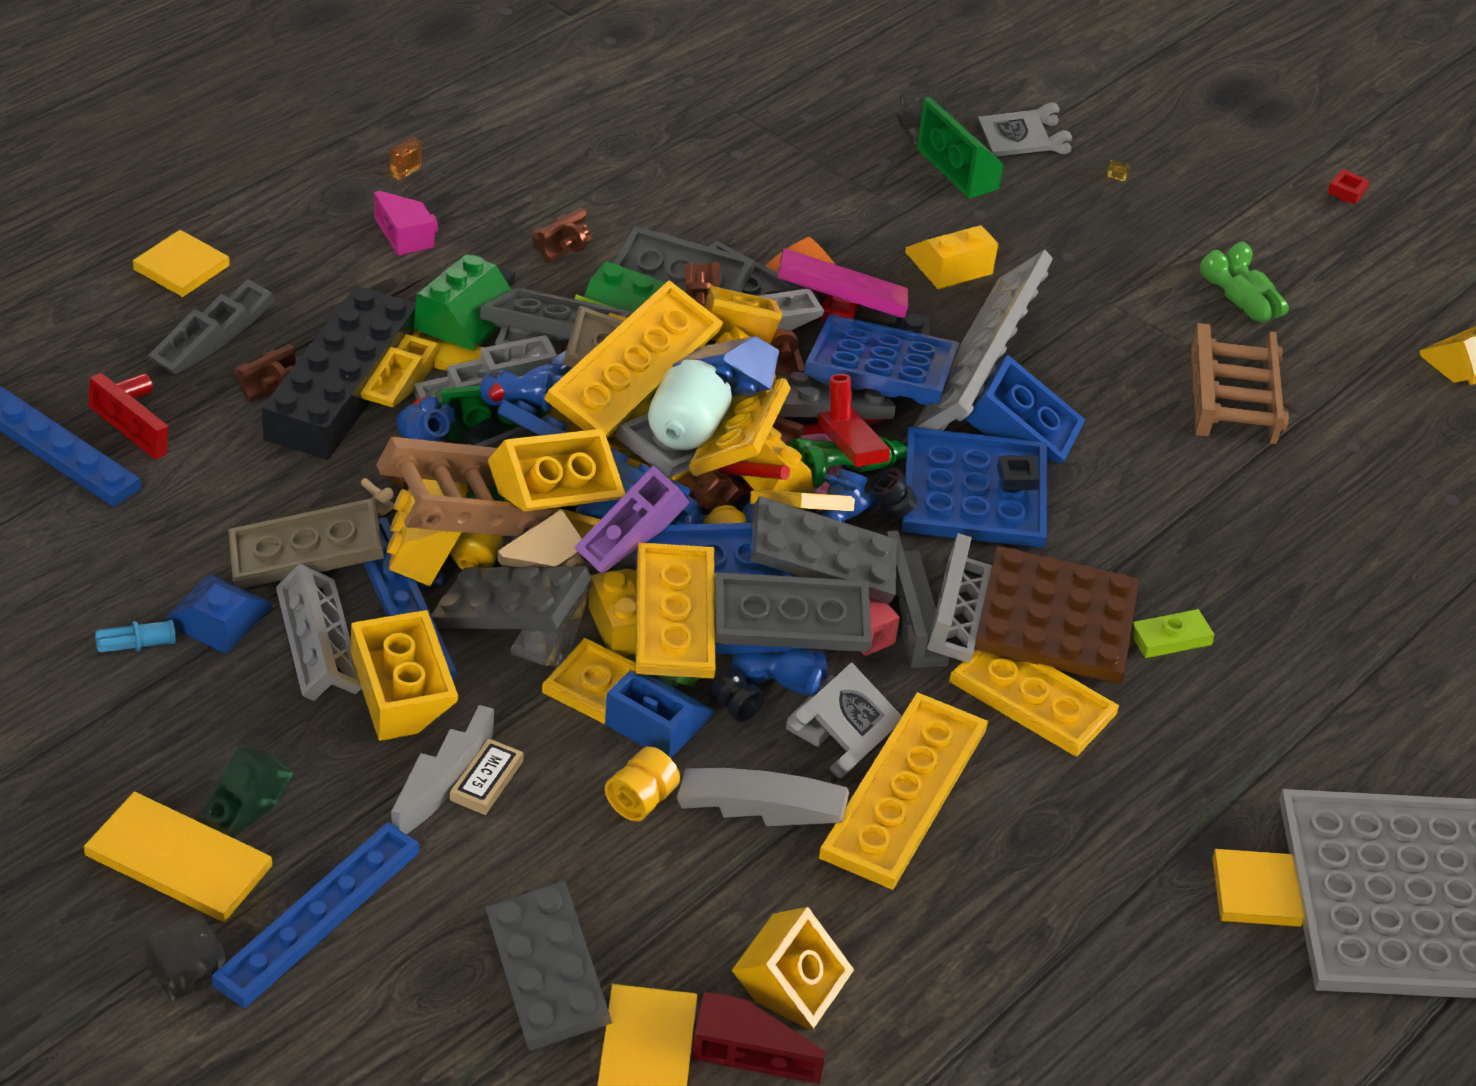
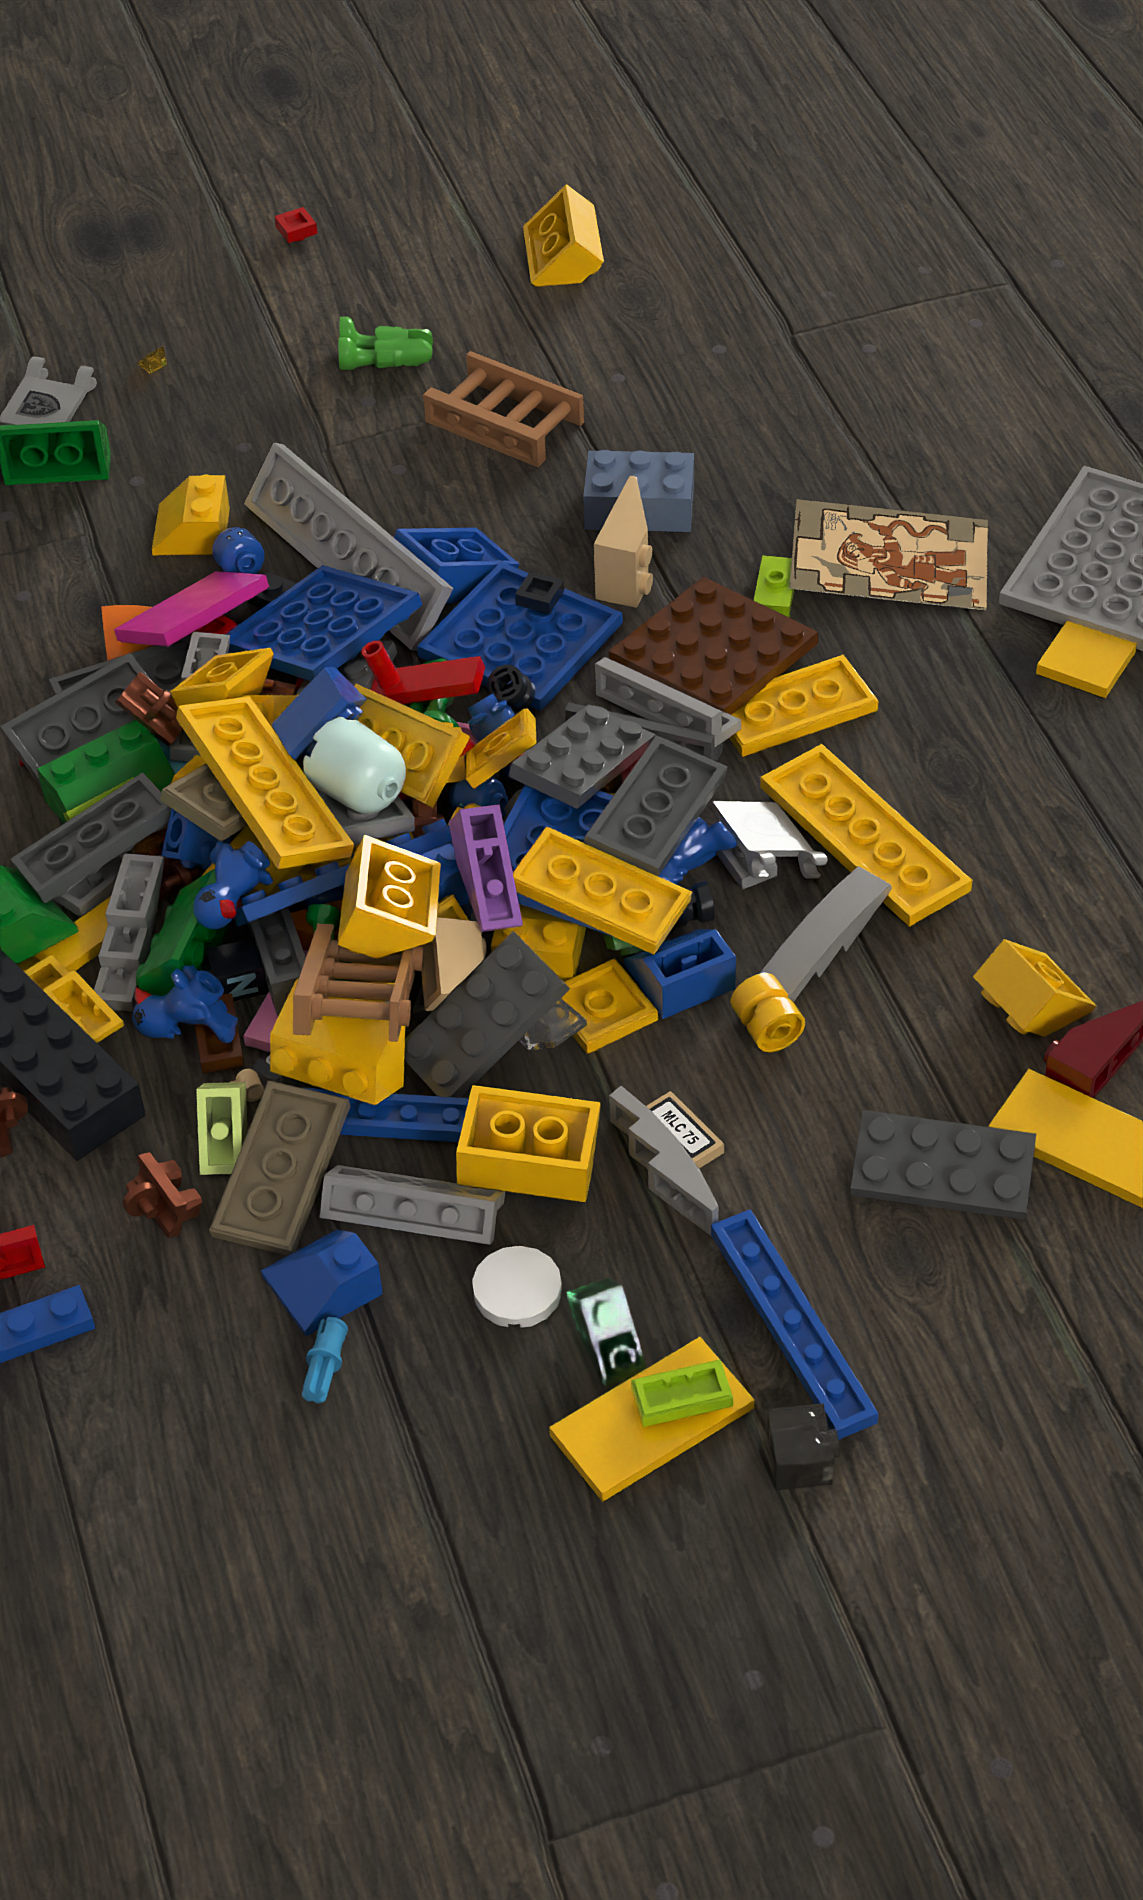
camera: 55 degrees left, 5 degrees up
(197, 857) = (682, 1393): none -> lime plate
(240, 486) = (156, 1195): none -> copper hips
(270, 725) = (517, 1286): none -> white tile
(331, 486) = (221, 1125): none -> yellowish green slope
(933, 290) = (236, 550): none -> blue head
(1120, 506) = (623, 551): none -> tan slope
(1206, 499) = (663, 483): none -> sand blue brick
(1278, 701) = (890, 554): none -> sticker

